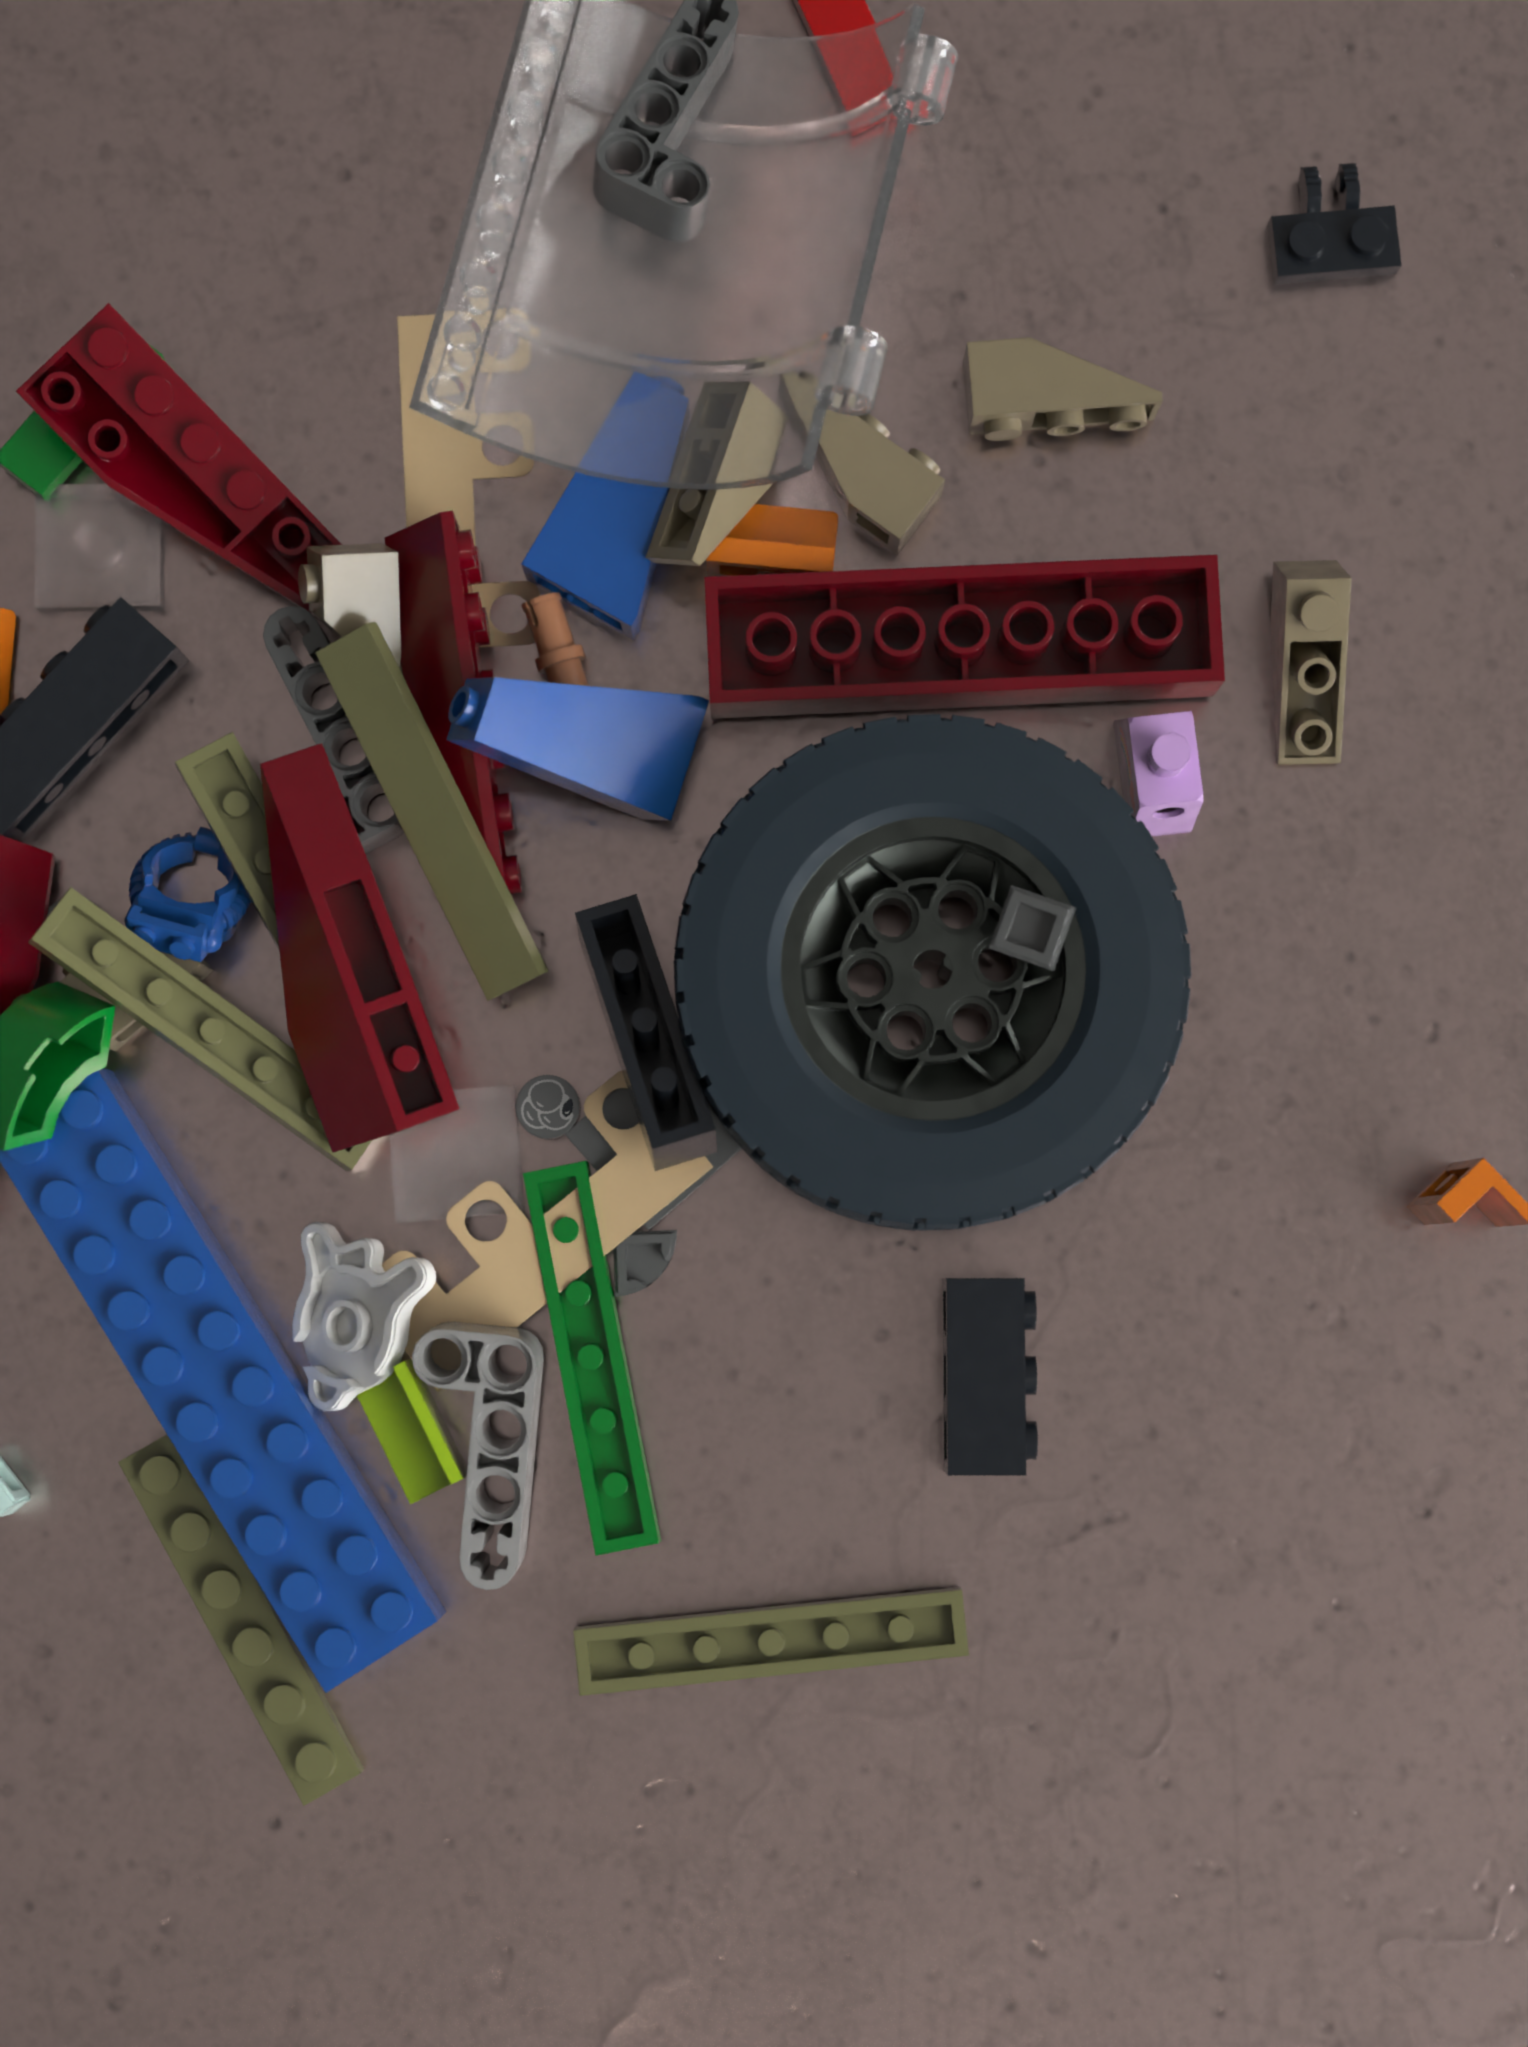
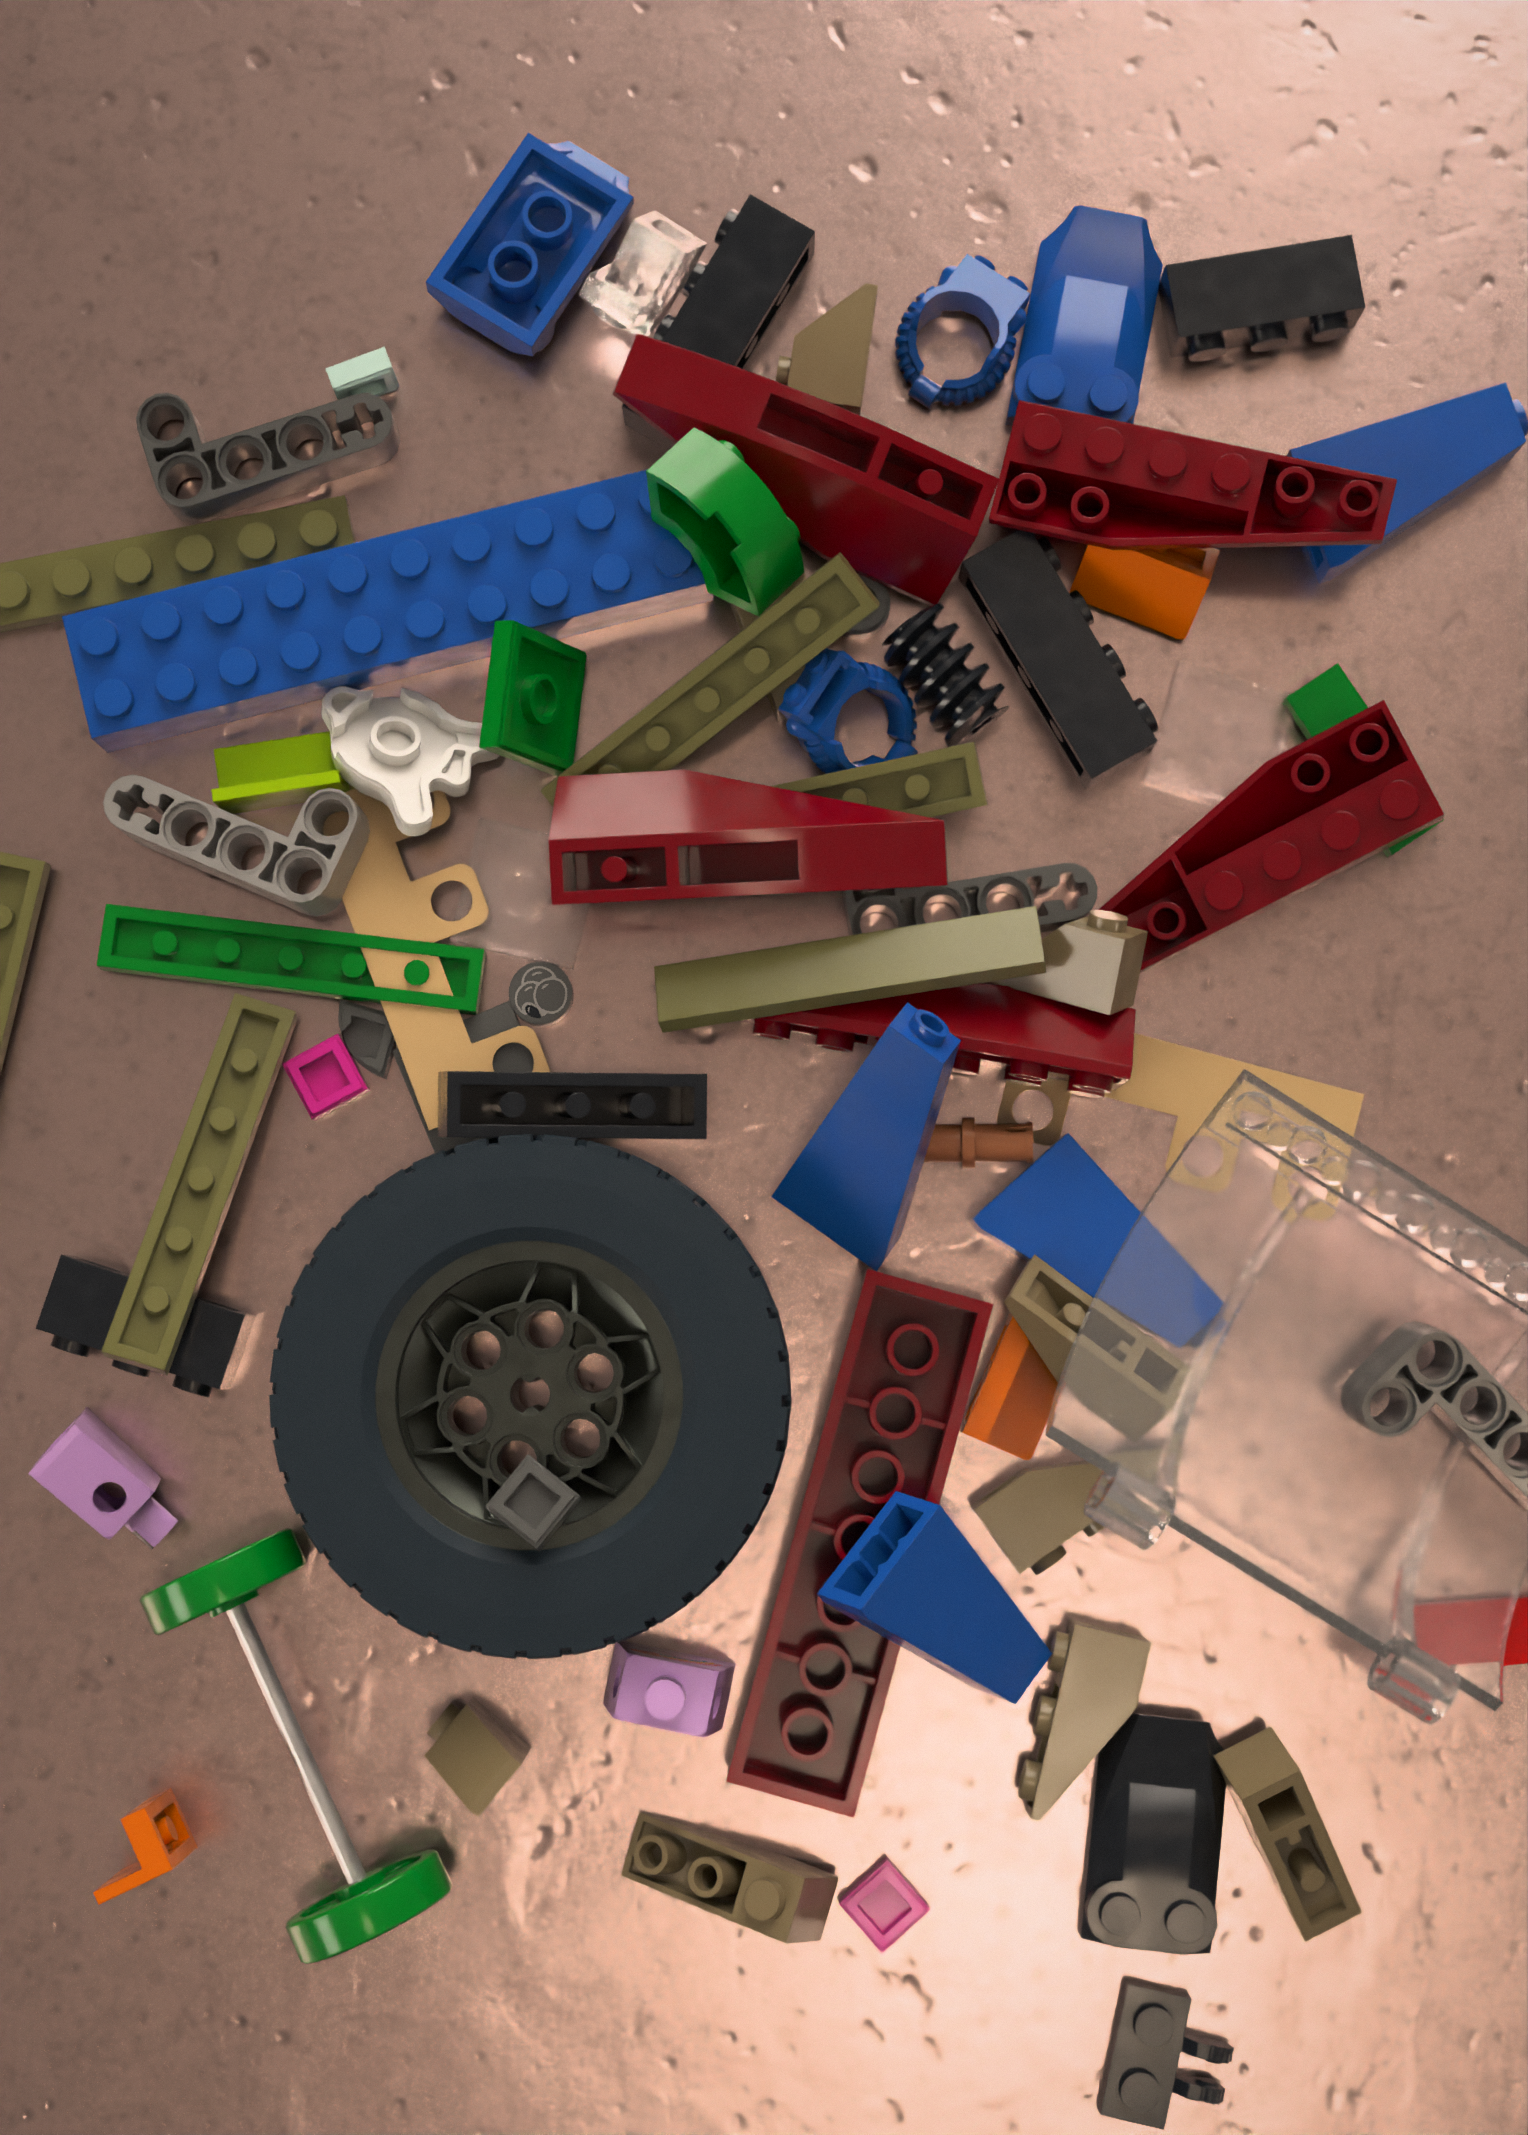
camera: 110 degrees right, 0 degrees up
(89, 1552) = (272, 442): none -> dark grey beam
(117, 820) = (943, 676): none -> black piece
(263, 1203) = (532, 698): none -> green tile
(694, 1286) = (326, 1077): none -> dark pink tile
(836, 1363) = (200, 1185): none -> olive plate
(993, 538) = (936, 1598): none -> blue slope
(1092, 176) = (1288, 1832): none -> dark tan slope
(1135, 1385) = (93, 1455): none -> lavender torso
(1142, 292) = (1154, 1838): none -> black slope
(1279, 923) = (475, 1753): none -> dark tan slope
(1283, 516) = (884, 1904): none -> dark pink tile
(1446, 973) = (370, 1900): none -> green axle

